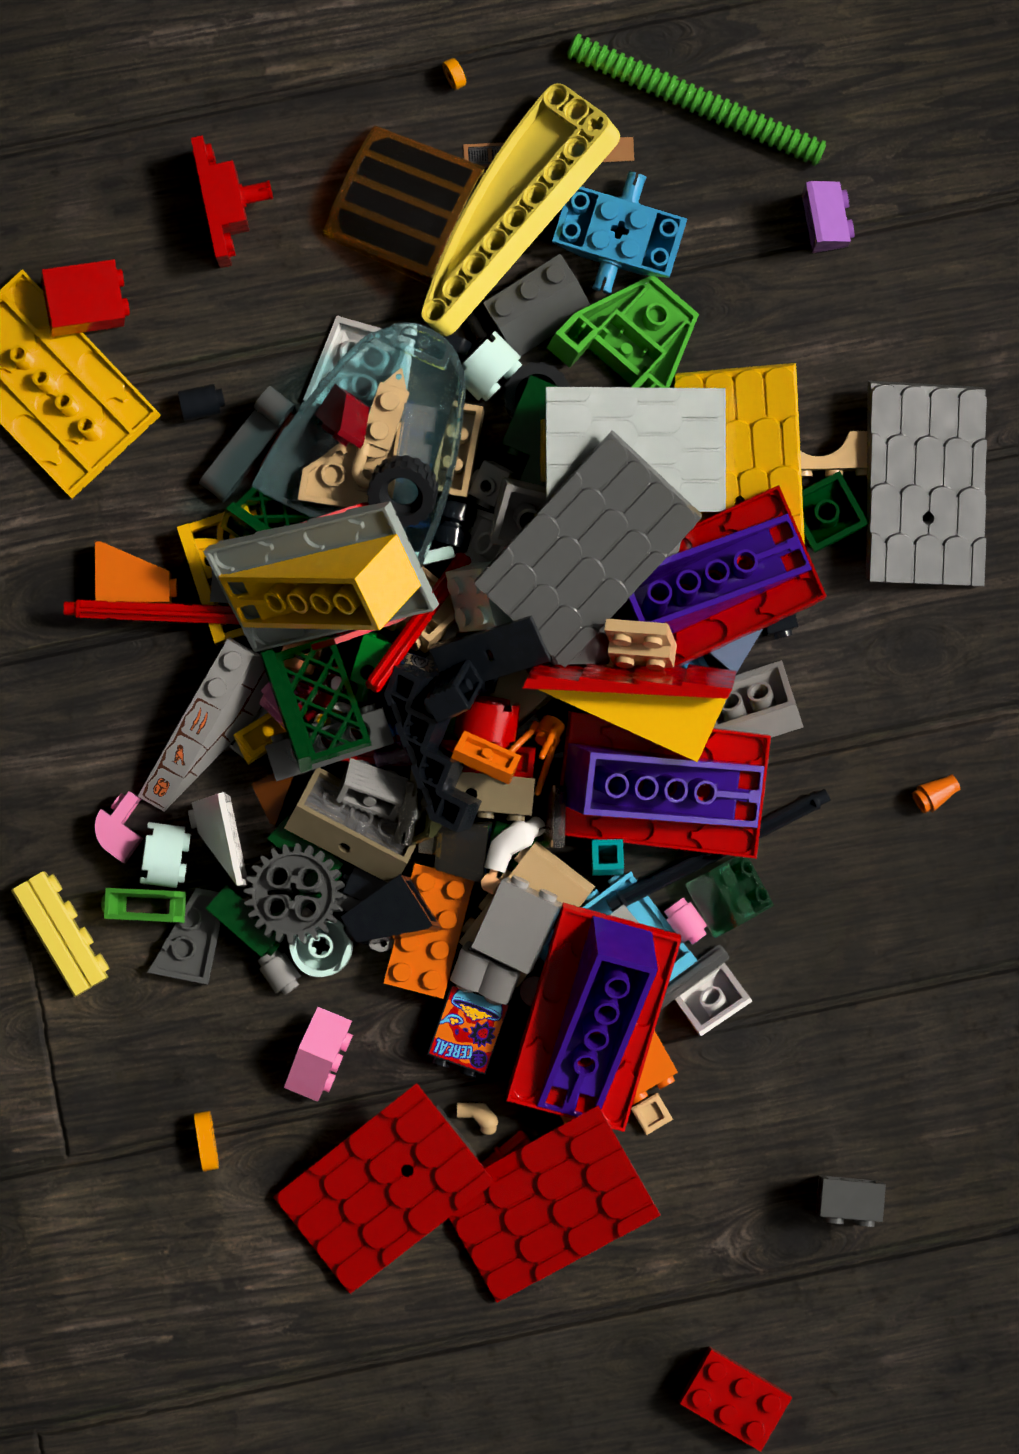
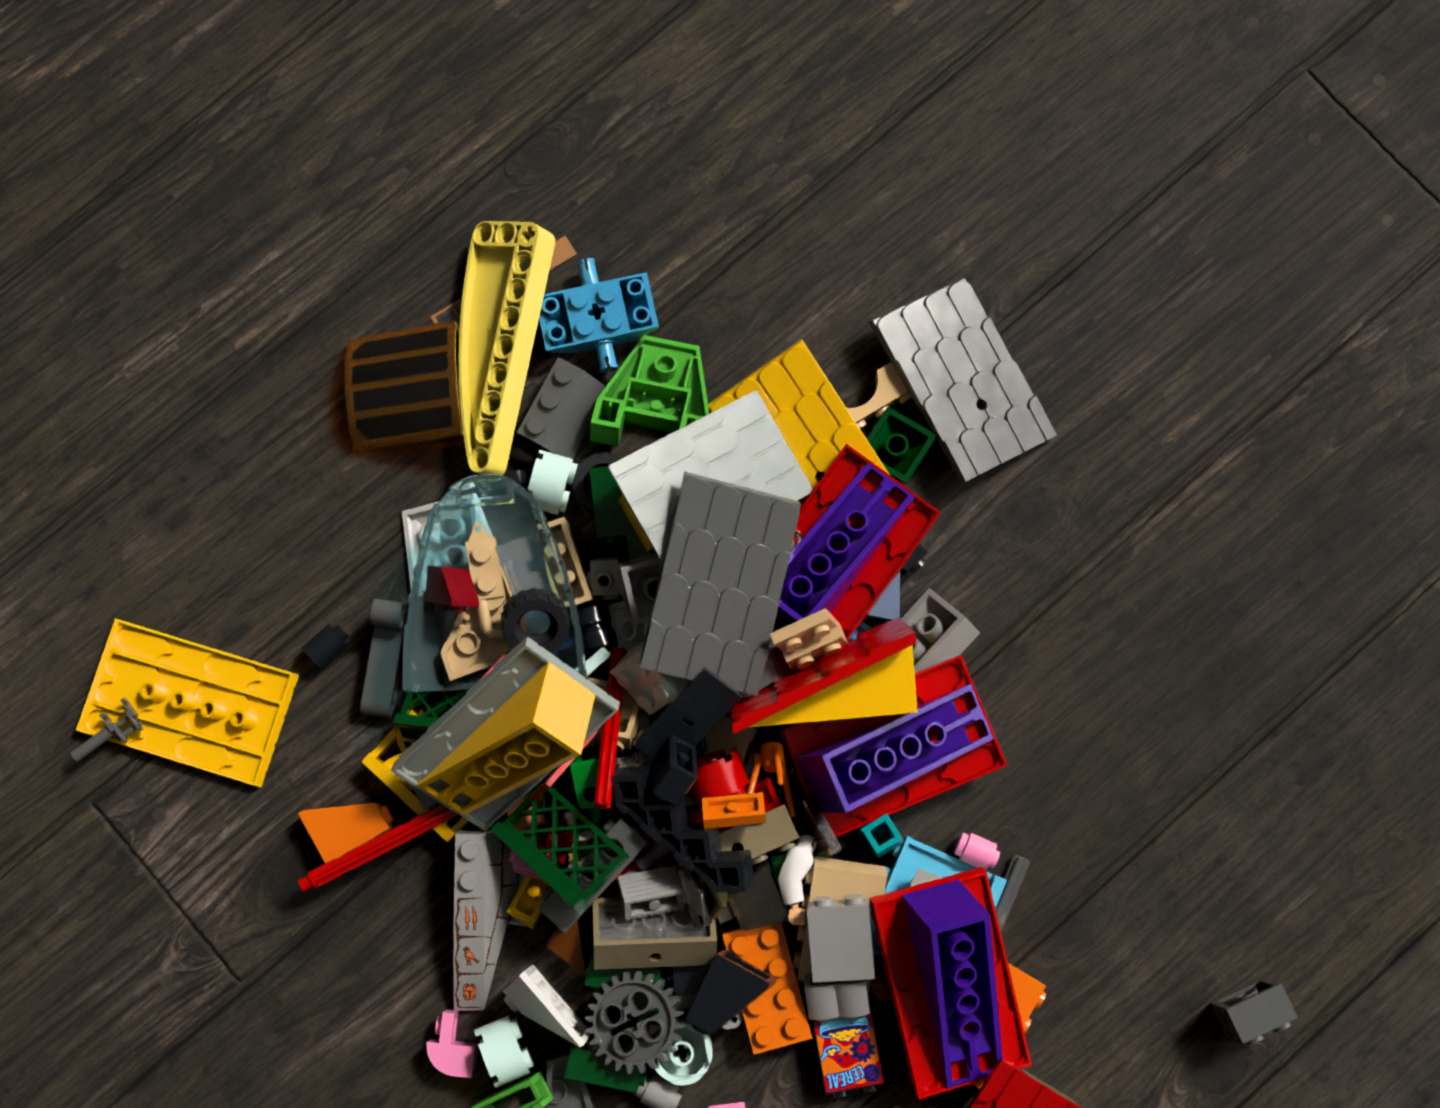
camera: 30 degrees left, 5 degrees down
(84, 297) = (179, 612): red brick -> none
(225, 199) = (254, 466): red brick -> none
(454, 73) = (390, 263): light orange tile -> none
(651, 1113) = (1042, 1032): tan tile -> none
(696, 99) = (599, 177): bright green piece -> none
(701, 859) = (957, 795): black piece -> none
(713, 1000) = (1039, 905): white slope -> none
(729, 895) = (1000, 809): clear green slope -> none
(826, 215) = (757, 210): medium lavender slope -> none
(934, 793) = (1117, 627): orange cone -> none

